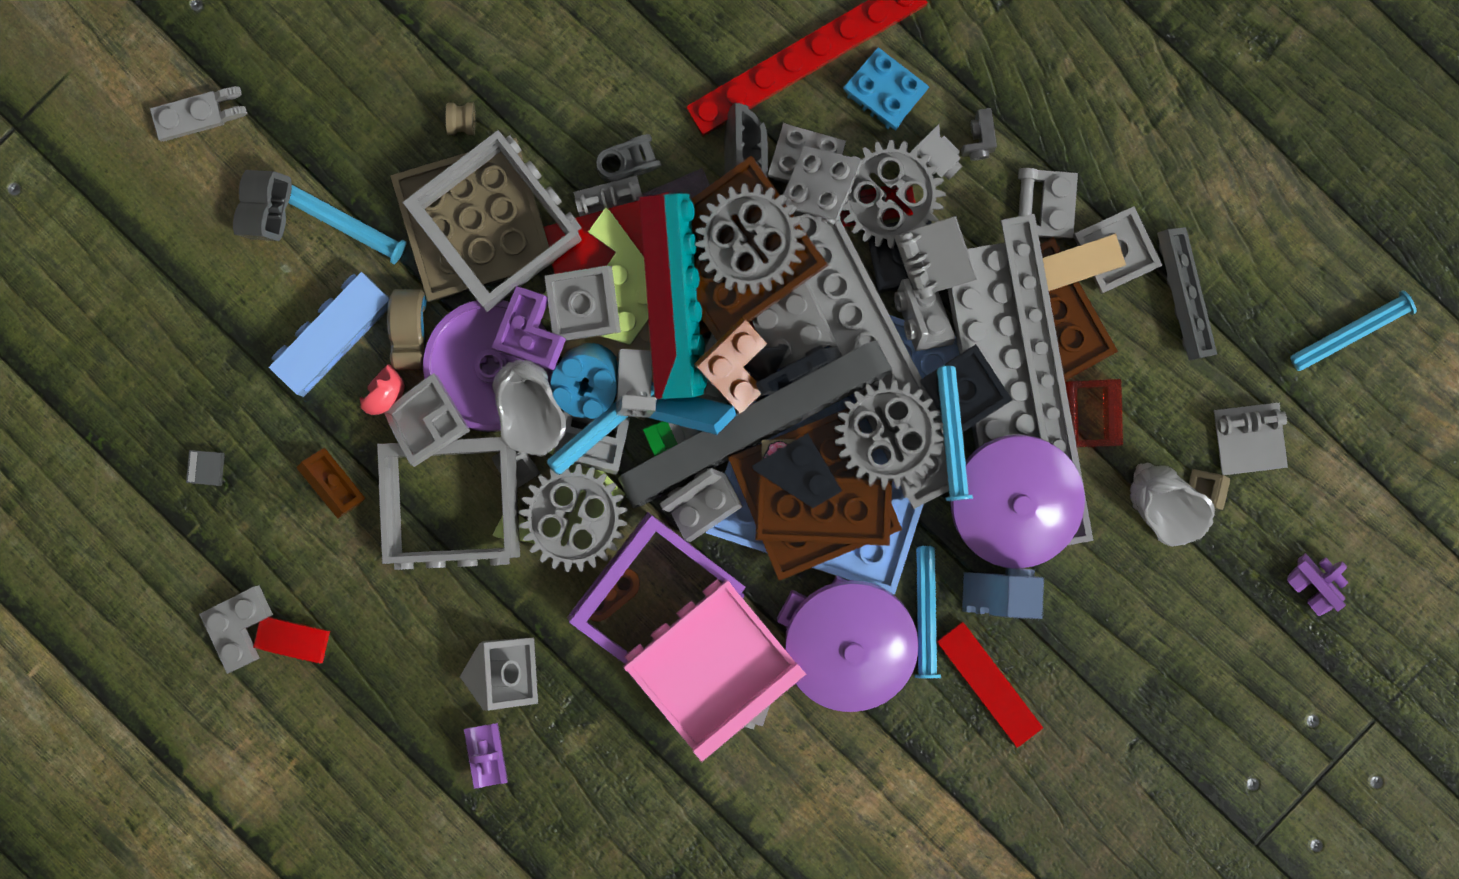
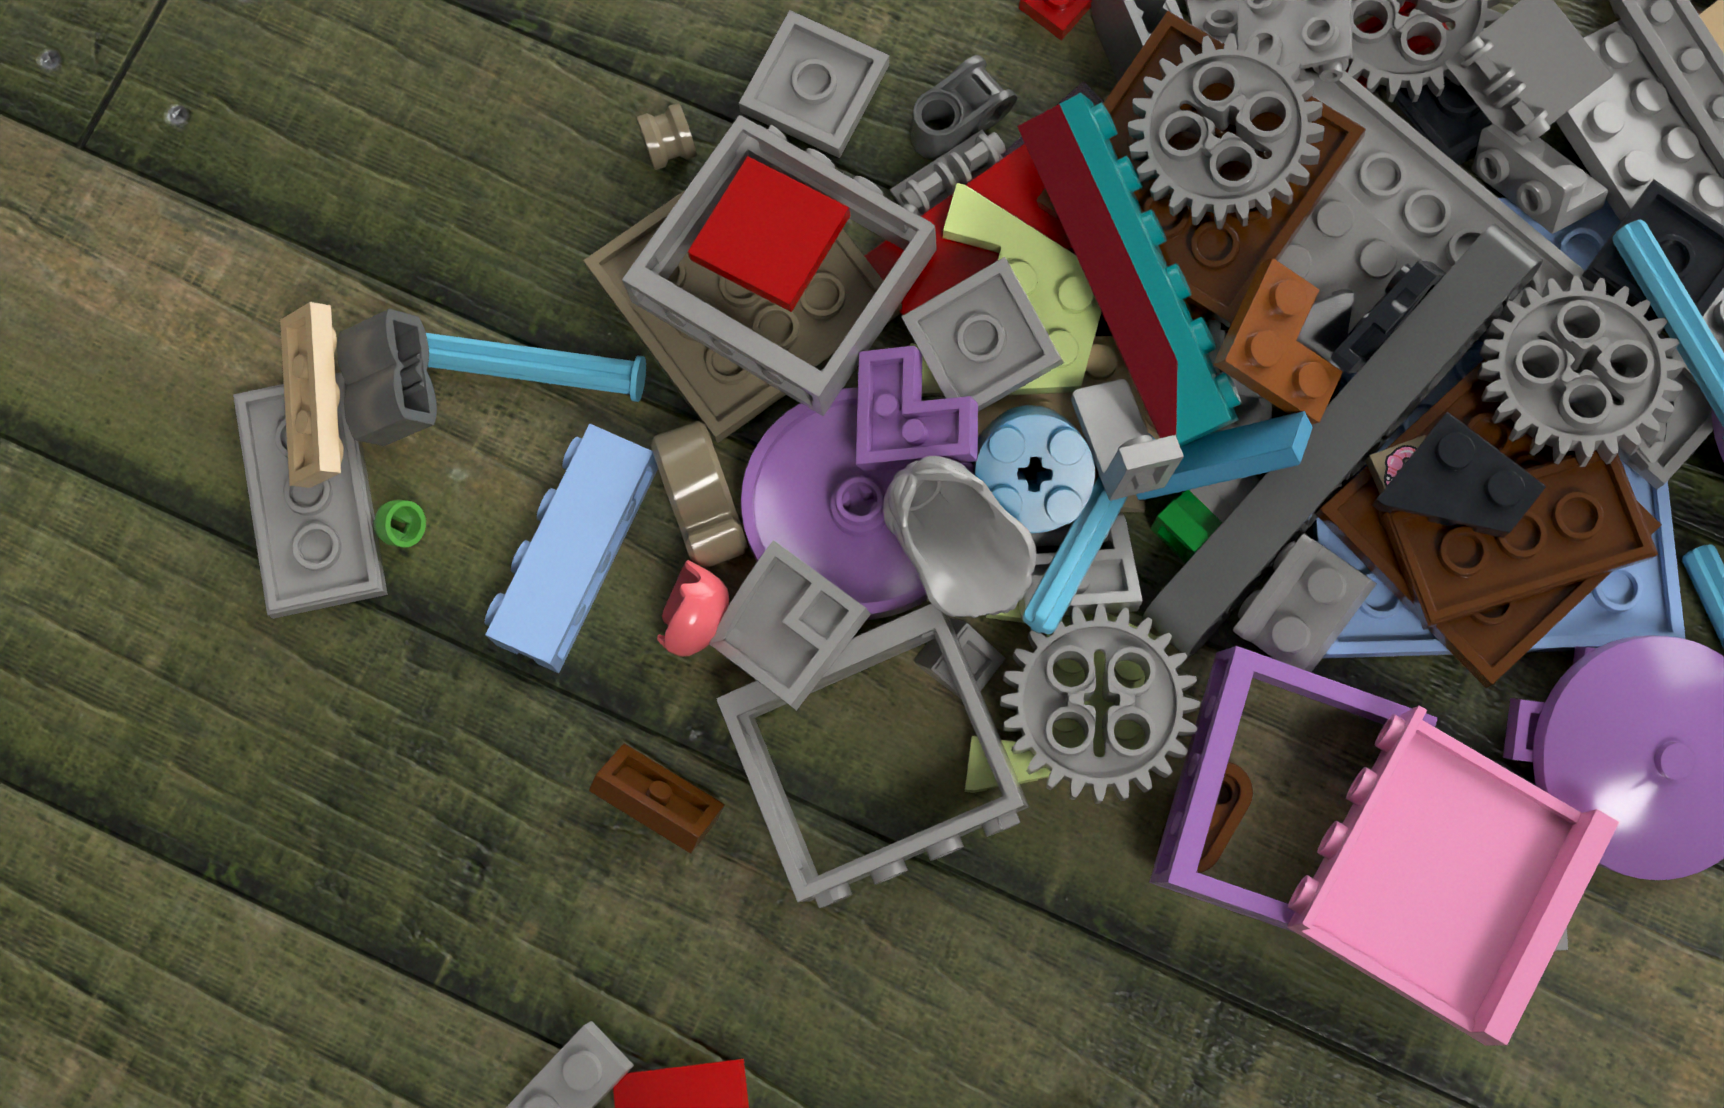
camera: 15 degrees left, 10 degrees down
(195, 114) = (231, 277): light grey hinge -> none
(201, 253) = (312, 541): none -> light grey tile
(205, 468) = (430, 851): dark grey tile -> none
(218, 202) = (311, 395): none -> tan plate
(250, 293) = (404, 512): none -> bright green hinge
(488, 206) = (769, 233): none -> red tile
(502, 673) = (1075, 1024): light grey slope -> none
(553, 116) = (814, 83): none -> light grey plate

